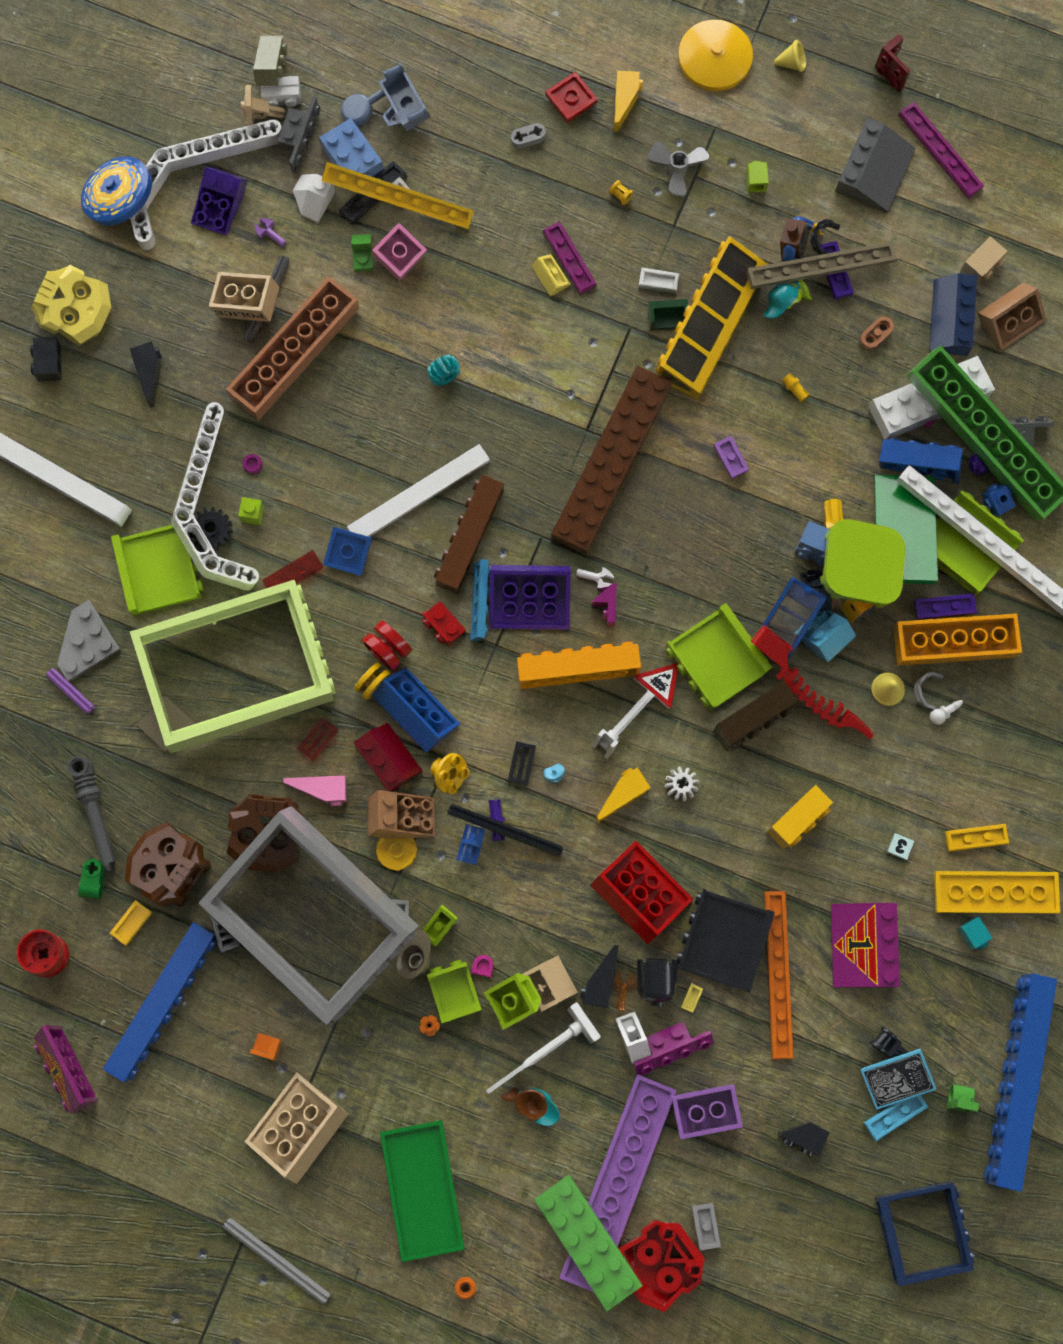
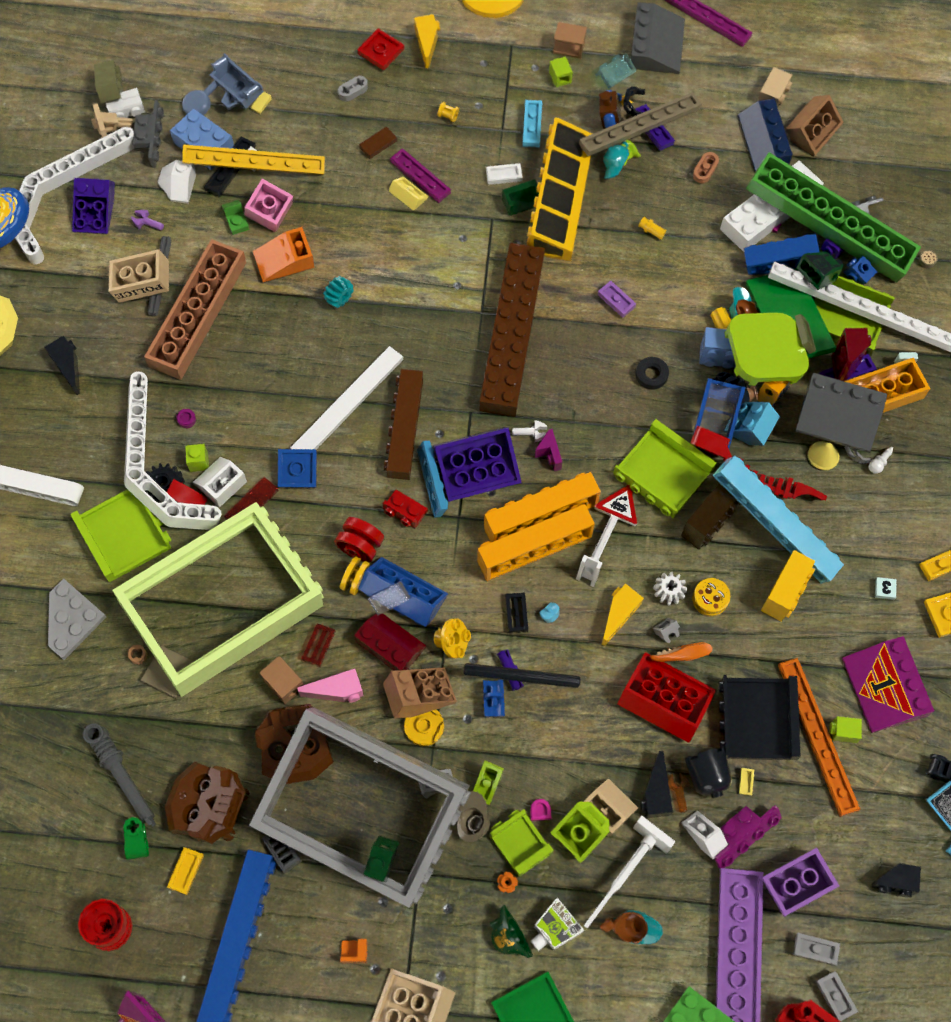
camera: 15 degrees left, 10 degrees down
(70, 691) = (67, 667): medium lavender axle -> none
(138, 703) = (136, 660): none -> medium nougat bush
(228, 548) = (185, 494): none -> red slope
(267, 542) = (220, 481): none -> white slope
(271, 765) = (281, 679): none -> medium nougat piece
(310, 976) = (381, 859): none -> dark green torso
(398, 714) = (389, 598): none -> clear tile
(399, 313) = (284, 255): none -> orange slope
(414, 1076) = (508, 936): none -> dark green hat
(426, 126) = (261, 102): none -> light yellow piece
(461, 1082) = (556, 927): none -> torso
(536, 207) = (378, 142): none -> reddish brown tile
(561, 698) = (535, 542): none -> light orange brick
(660, 155) = (489, 78): light grey piece -> none
(664, 823) = (665, 628): none -> light grey tile
(673, 854) = (684, 653): none -> orange animal
(702, 1177) = (816, 949): none -> light grey plate
(707, 230) = (532, 123): none -> medium azure plate
(720, 804) = (711, 597): none -> yellow head
(741, 537) = (654, 362): none -> black tyre
(778, 141) = (569, 40): none -> medium nougat piece
(807, 977) = (846, 729): none -> lime brick
(811, 747) = (777, 517): none -> medium azure brick
(818, 192) = (617, 70): none -> clear light blue bracket
(859, 505) = (741, 303): none -> hair
(910, 557) = (805, 333): none -> olive tile
(916, 653) = (841, 412): none -> dark grey slope
(949, 592) = (849, 352): none -> dark red slope
(954, 488) = (820, 268): none -> dark green torso
(1011, 609) = (905, 356): none -> light aqua tile

